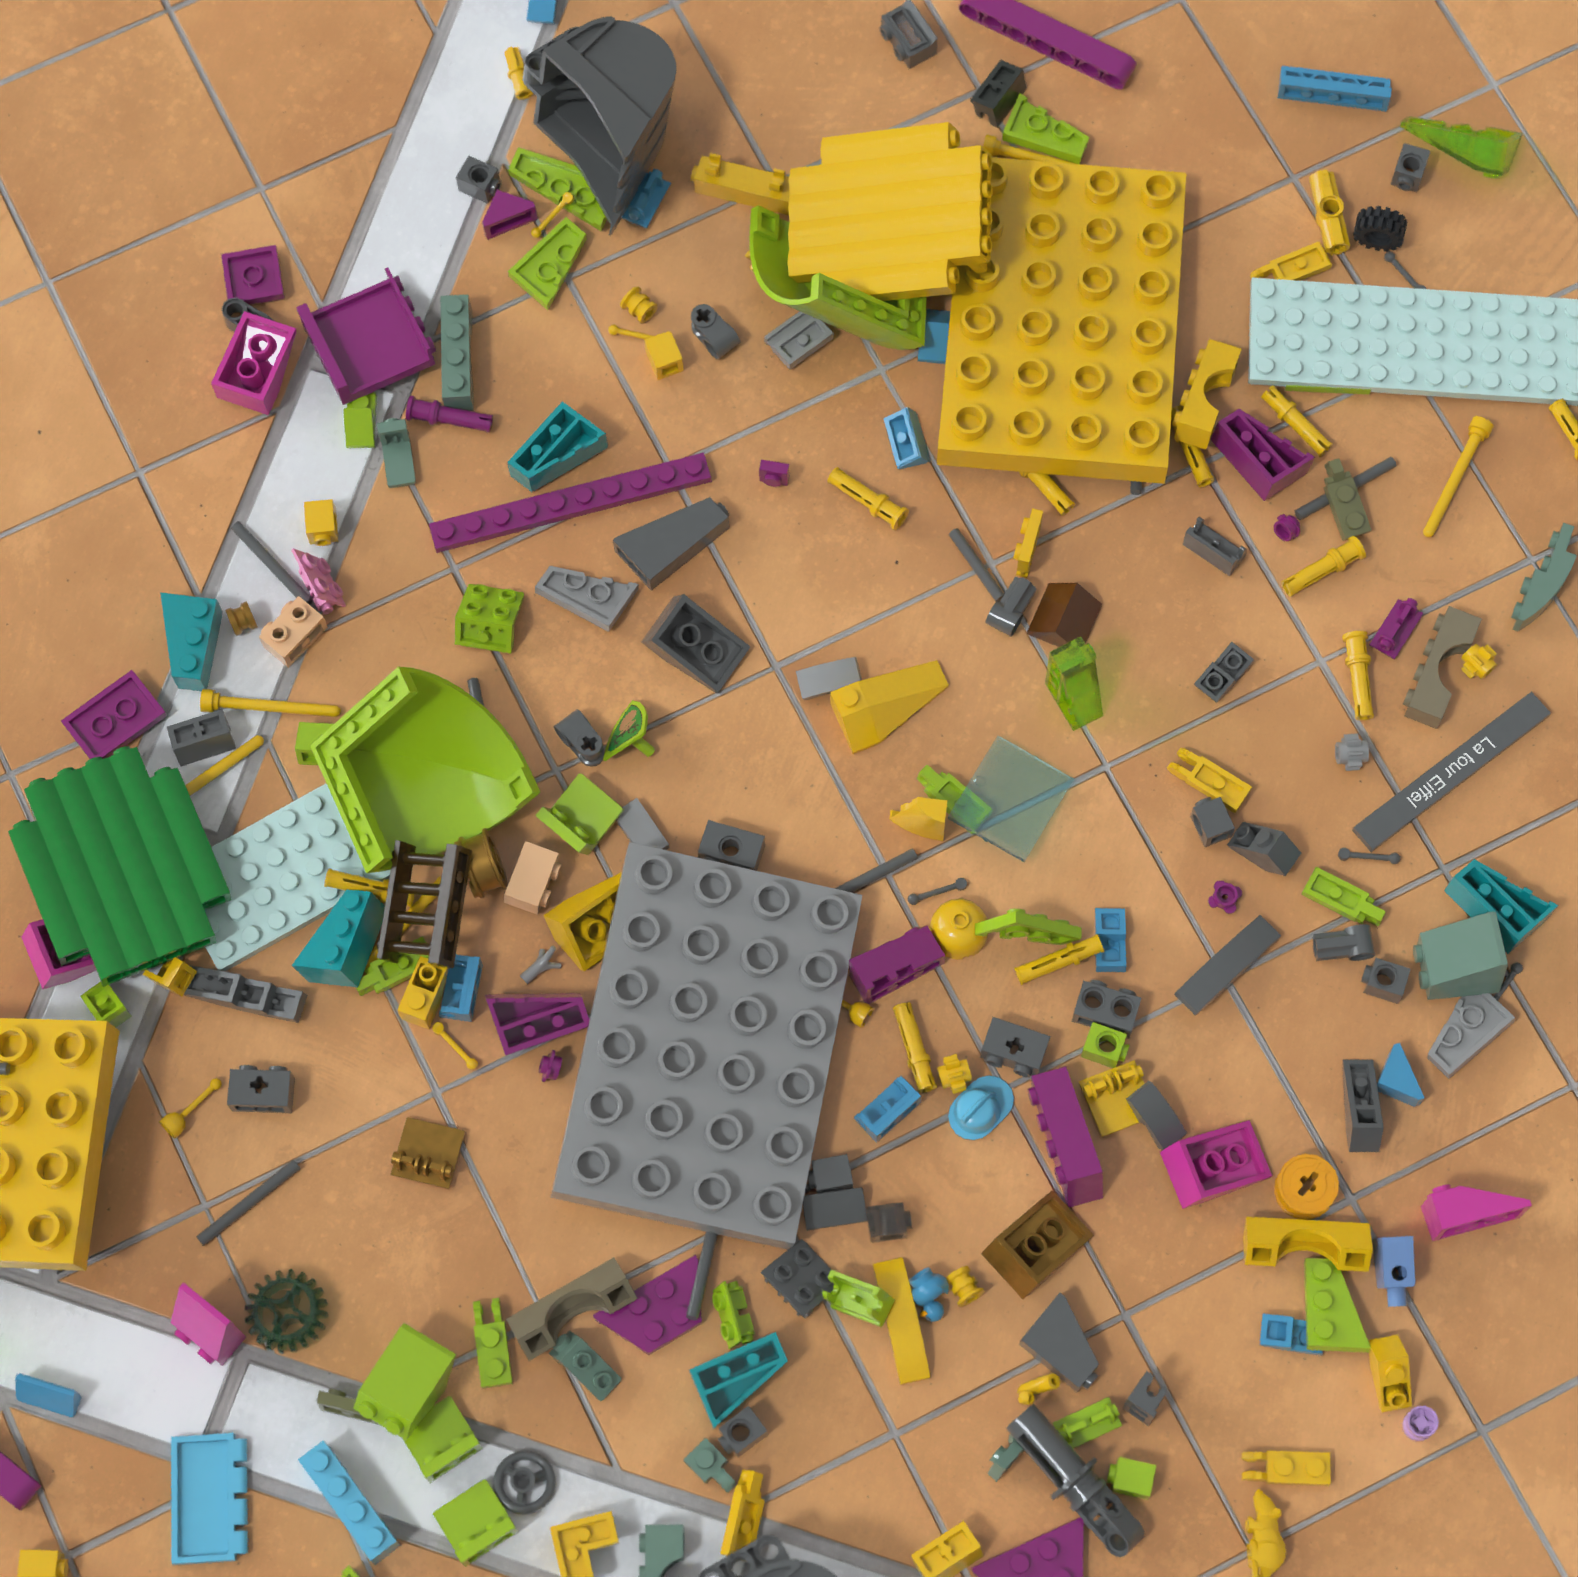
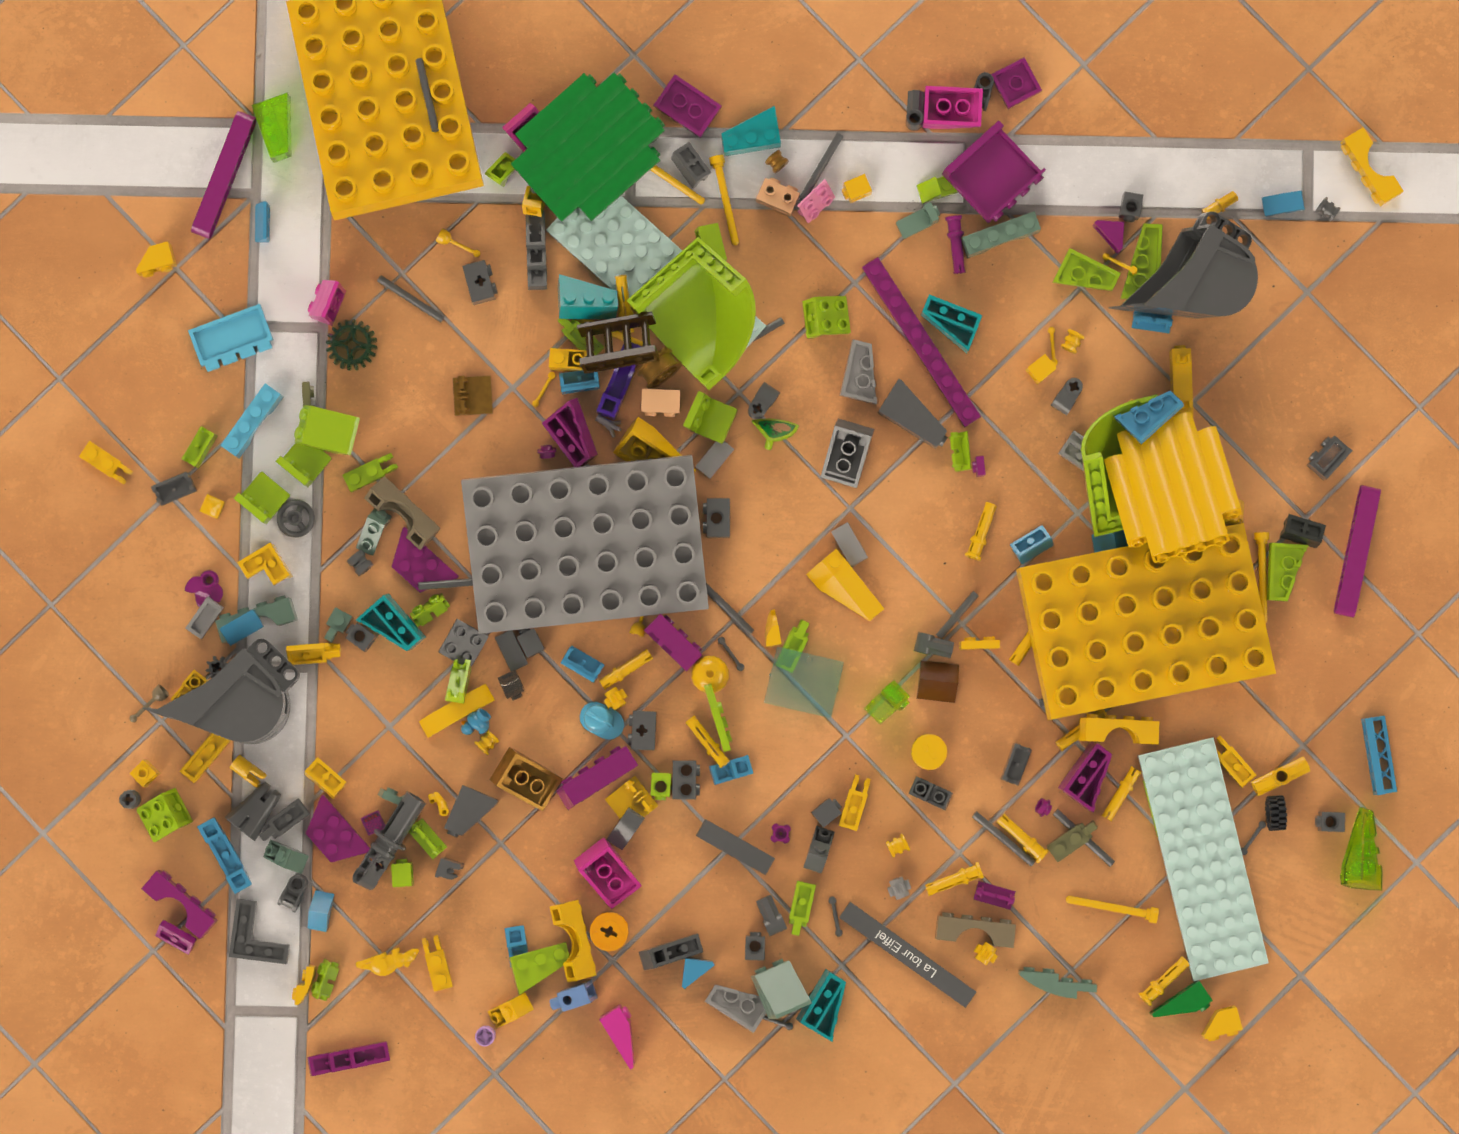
camera: 70 degrees right, 15 degrees up
(238, 414) = (915, 108): none -> dark grey piece
(490, 936) = (616, 390): none -> dark purple arch
(633, 1396) = (360, 562): none -> dark grey wheel
(744, 491) = (961, 455): none -> lime hinge
(781, 222) = (1148, 418): none -> dark azure wing
(1038, 1502) = (372, 822): none -> tile
(1163, 656) = (929, 751): none -> yellow head
(1288, 737) = (898, 845): none -> yellow bush
(1317, 594) = (1003, 838): none -> dark grey bar

